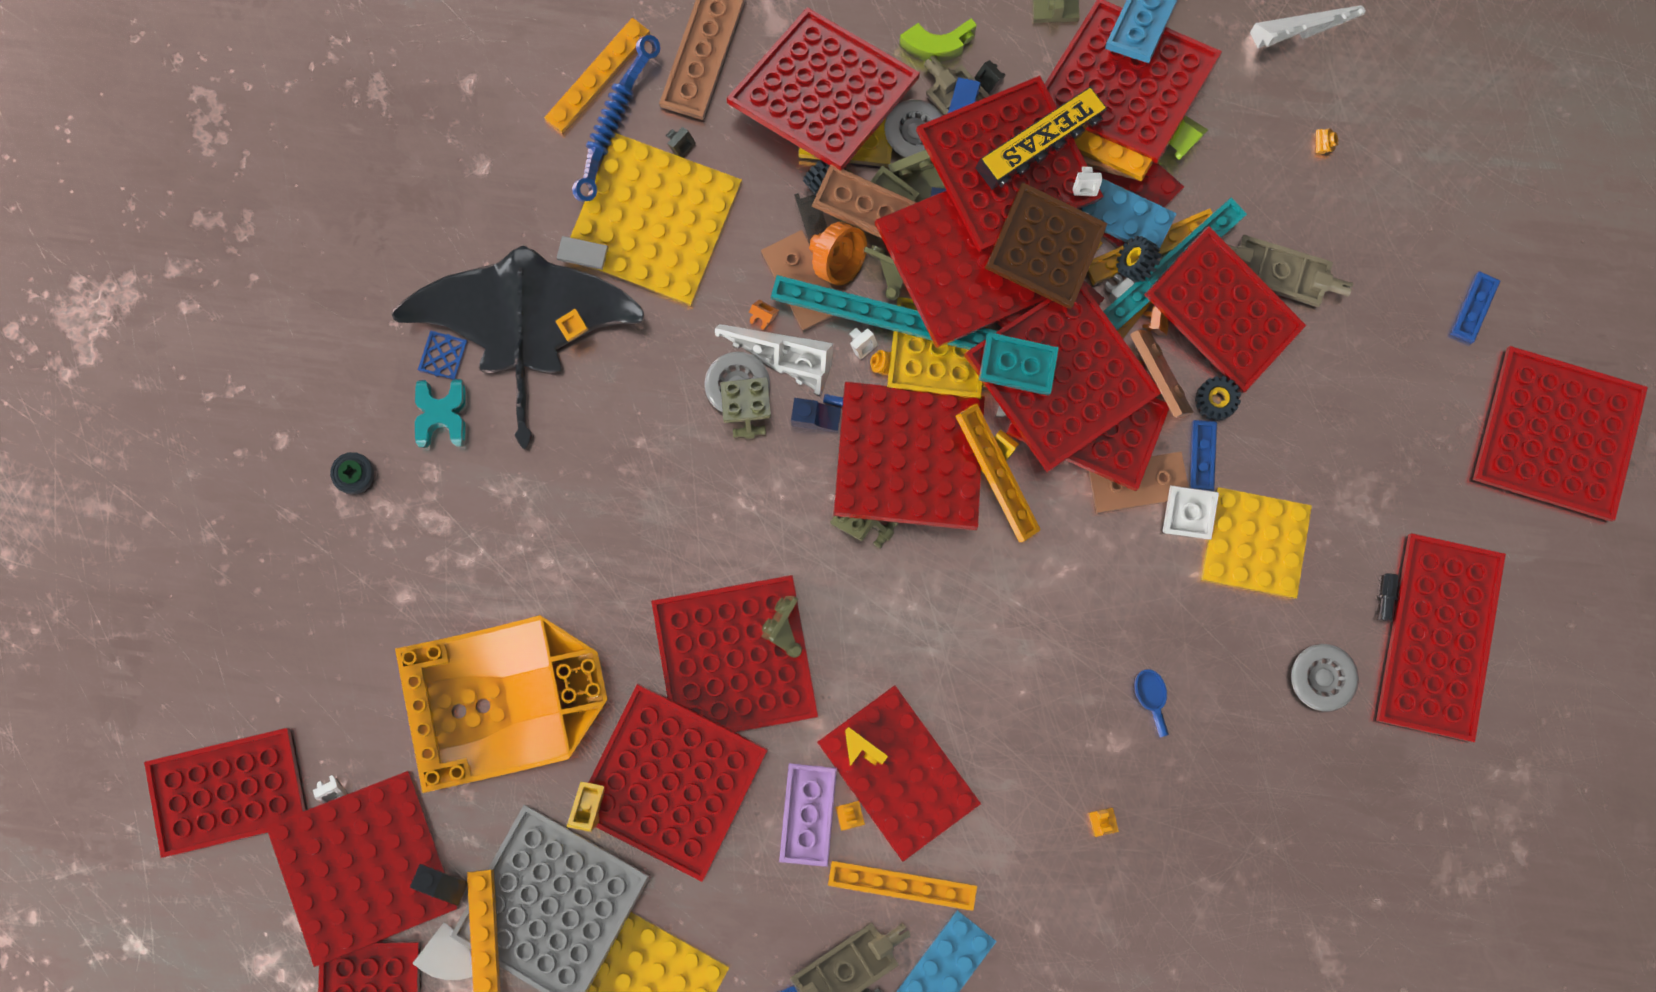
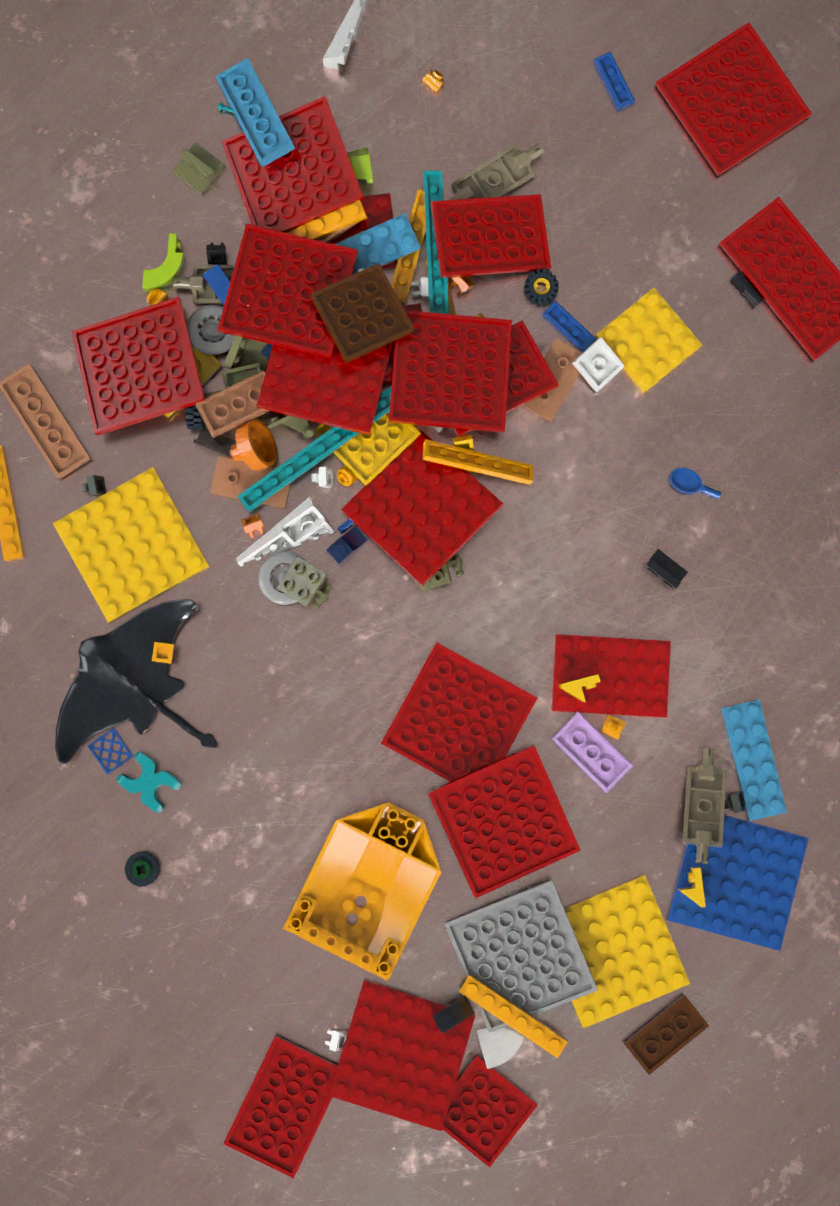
camera: 60 degrees left, 5 degrees up
(582, 252) = (118, 607): light grey tile -> none
(586, 807) = (479, 885): yellow slope -> none
(621, 90) = (27, 494): blue piece -> none
(779, 629) = (463, 677): olive plate -> none
(902, 885) = (680, 729): light orange plate -> none
(903, 54) = (156, 296): none -> light orange plate
(1018, 363) = (423, 393): teal plate -> none
(1041, 138) = (290, 258): brick -> none
(1048, 741) = (666, 569): none -> black panel
(1087, 182) = (342, 253): white tile -> none
(1103, 822) = (740, 576): light orange tile -> none
(1138, 259) = (415, 253): black bush -> none
(1162, 373) = (498, 308): nougat plate -> none
(1324, 677) = (763, 369): light grey wheel -> none

